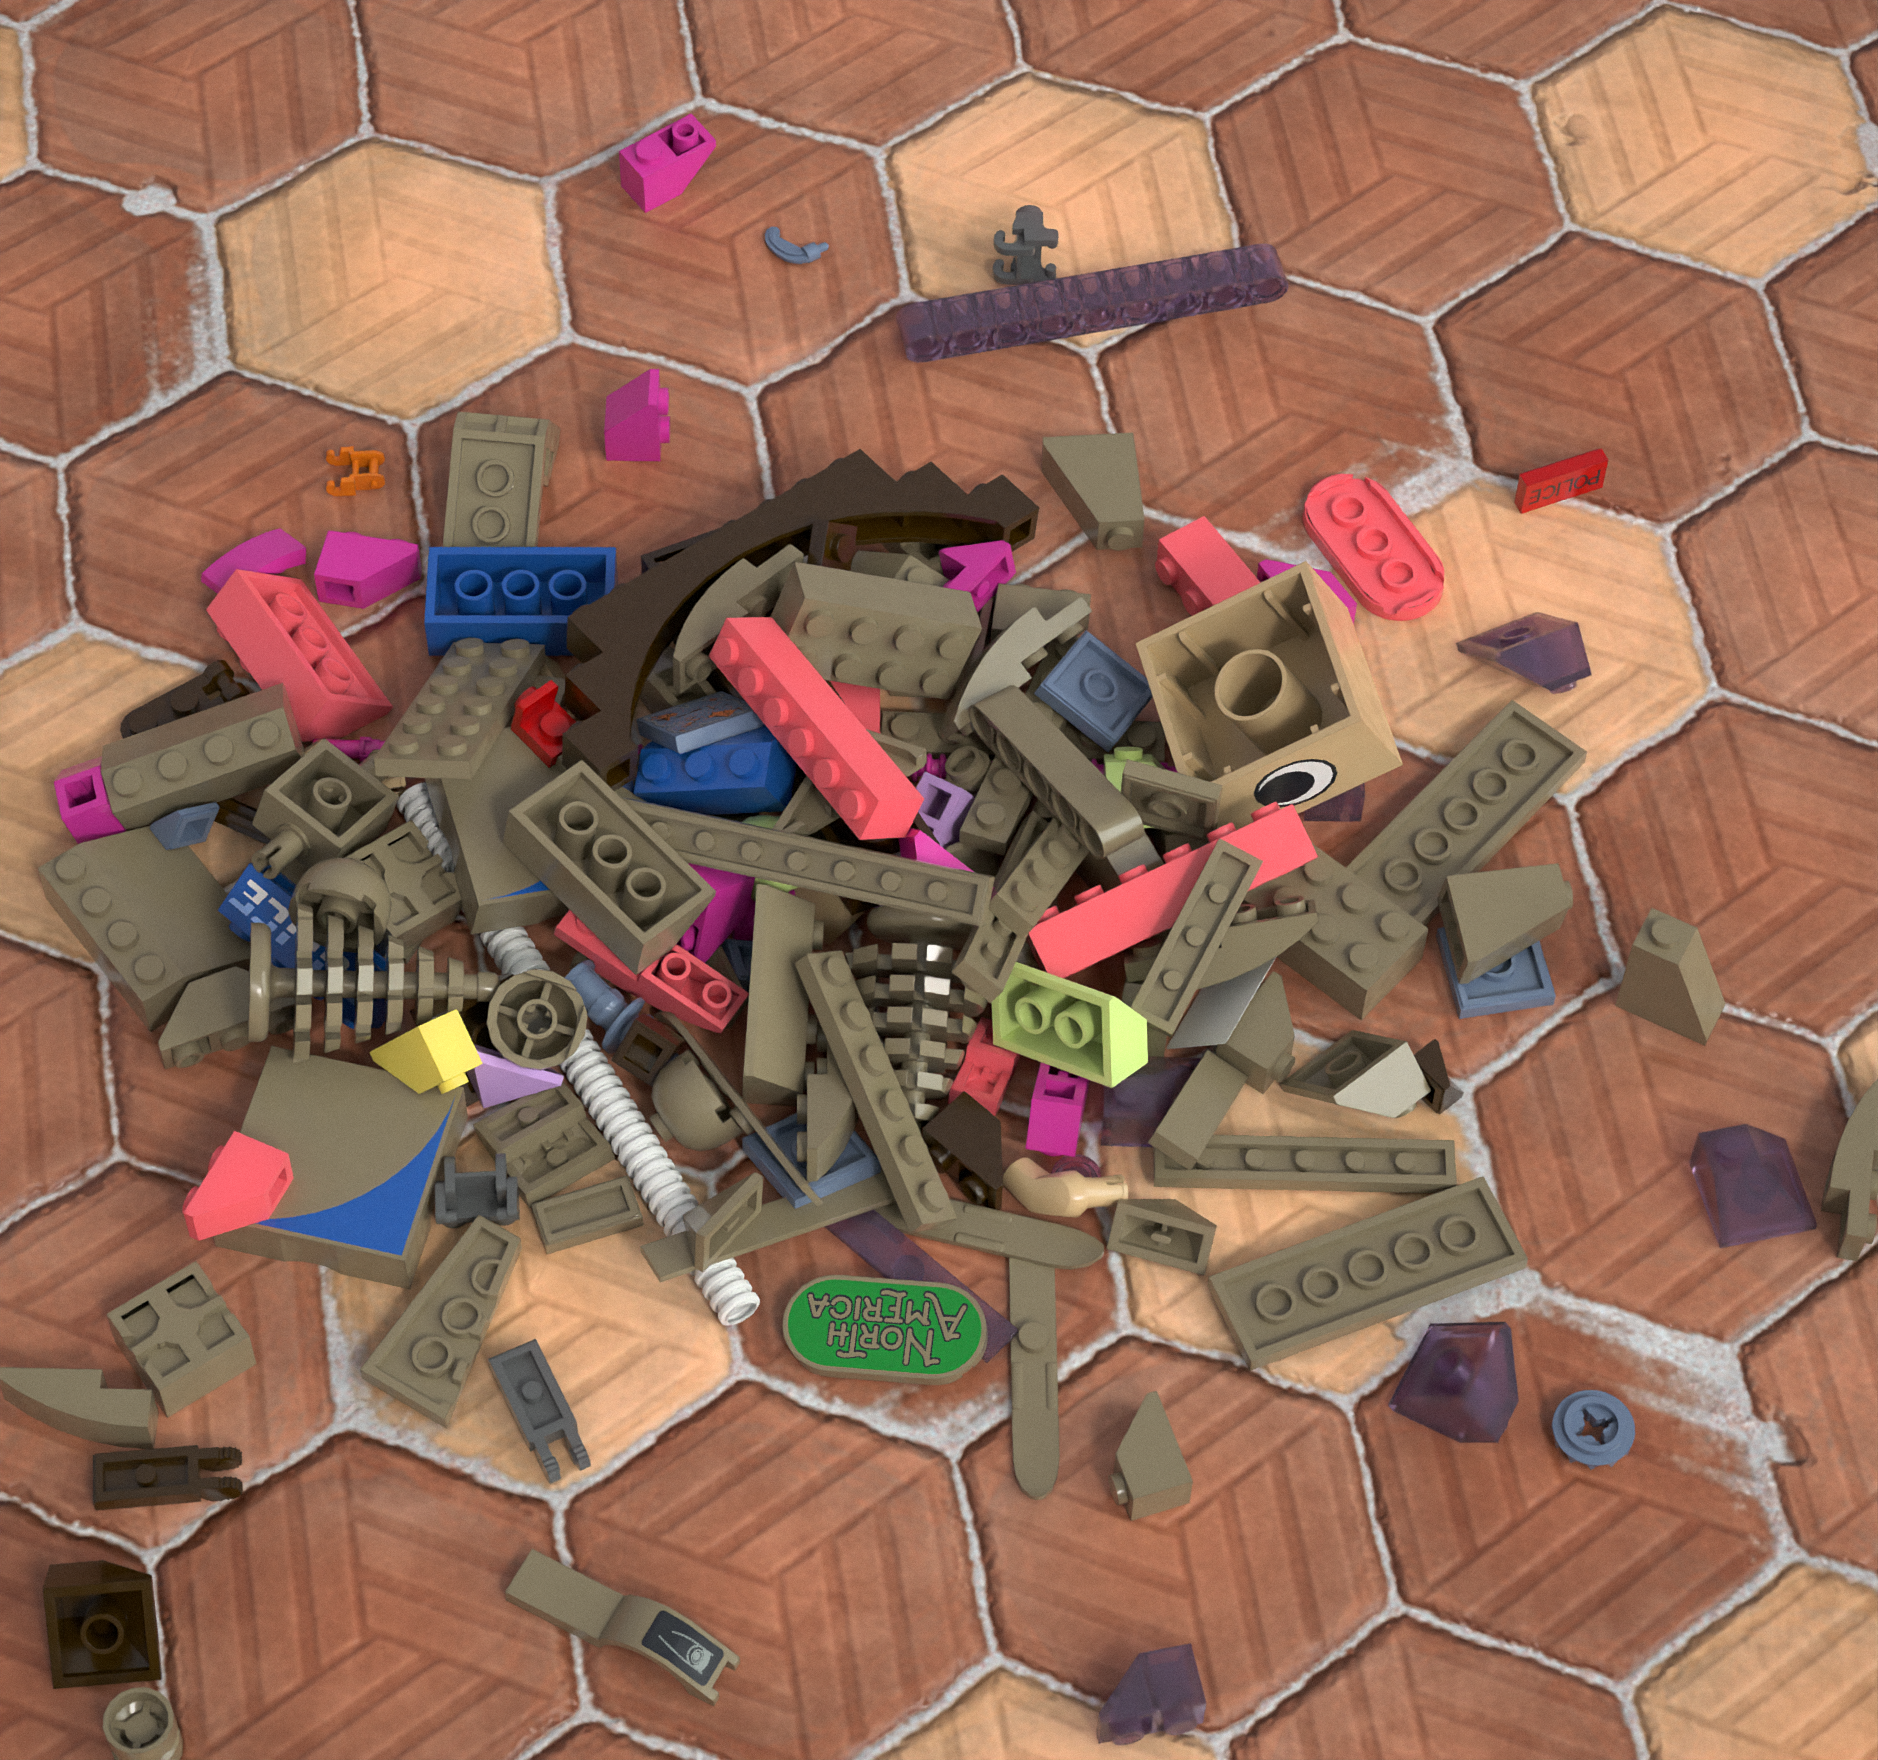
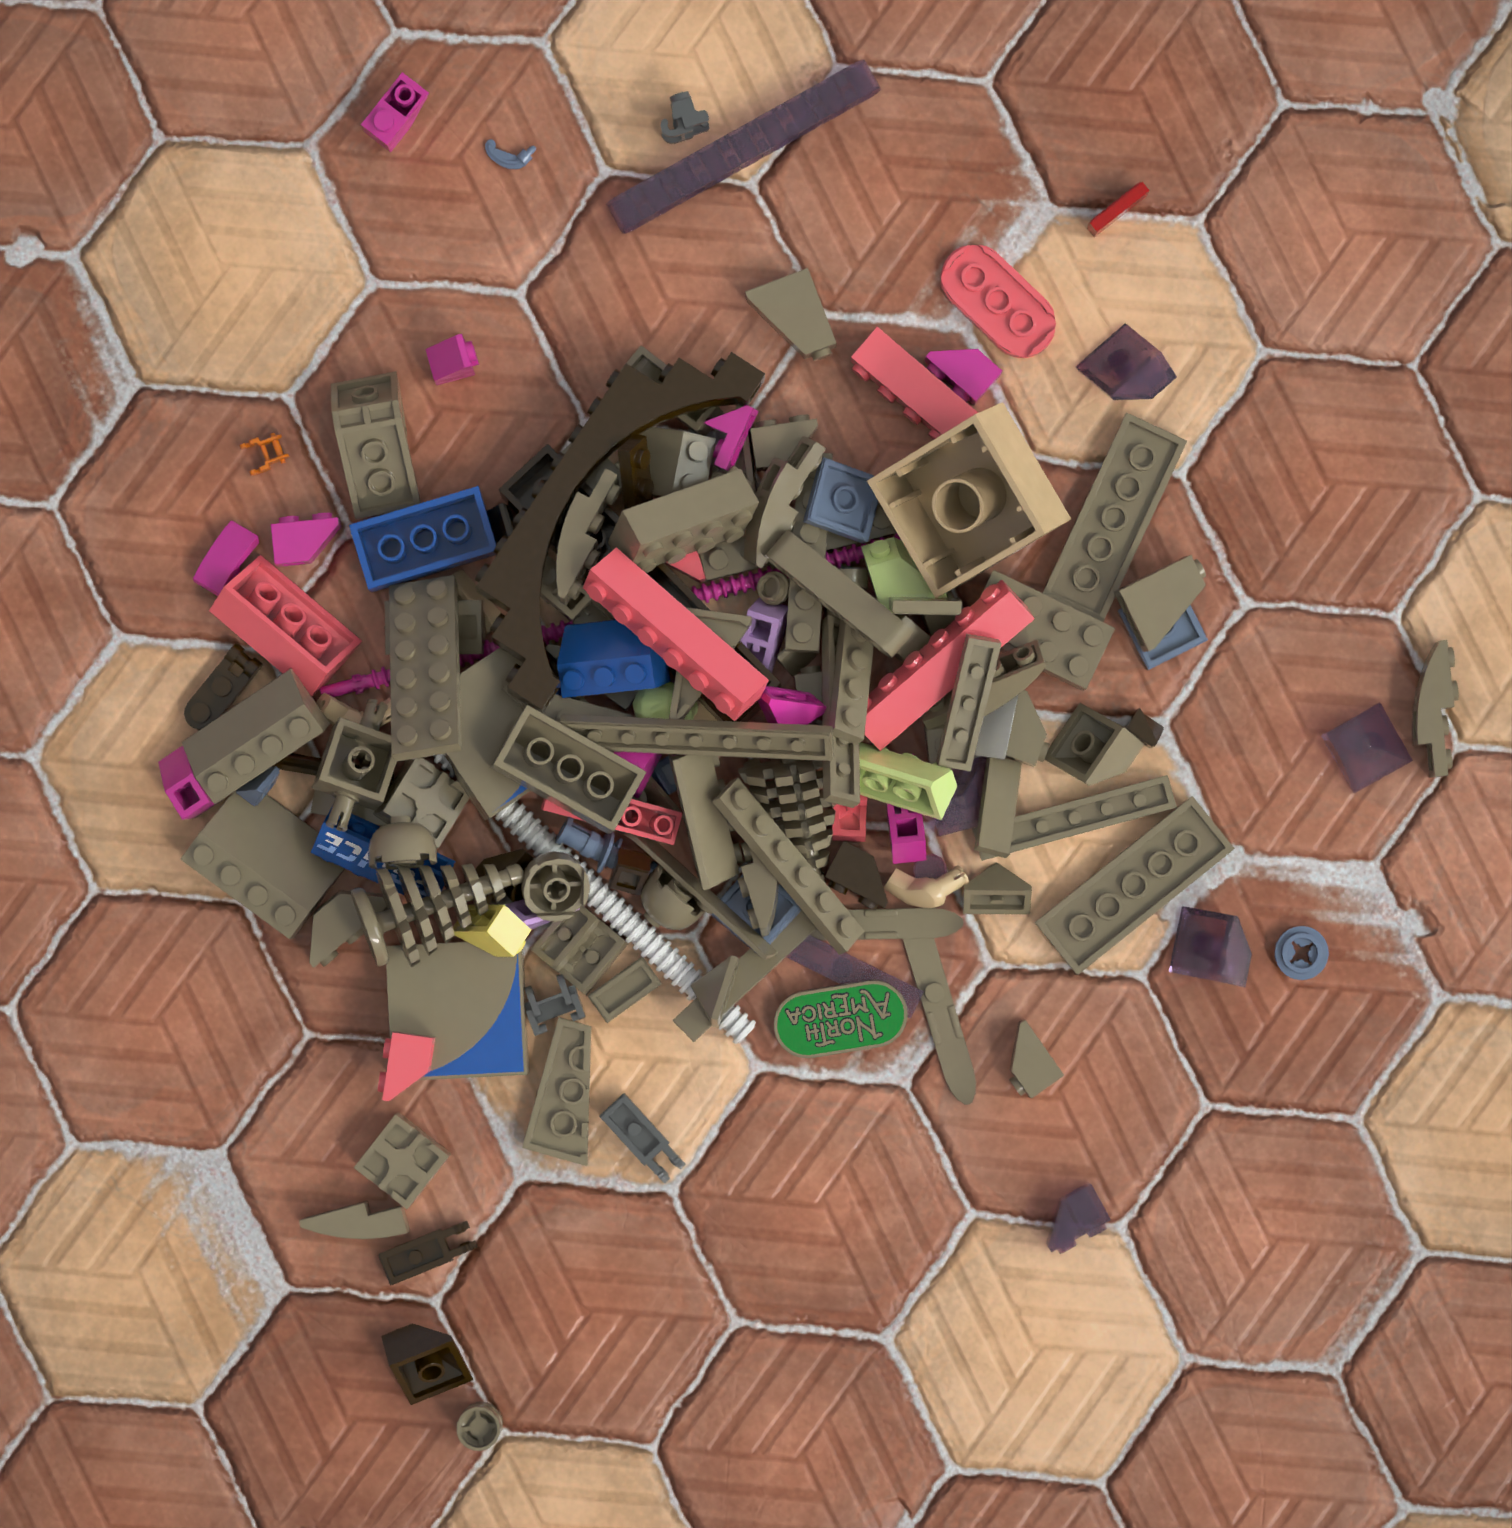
camera: 15 degrees left, 30 degrees up
(541, 722) = (487, 667): red bracket -> none
(622, 1621) = (738, 1264): dark tan piece -> none
(699, 722) = (587, 634): sand blue tile -> none
(1671, 979) = (1284, 616): dark tan slope -> none

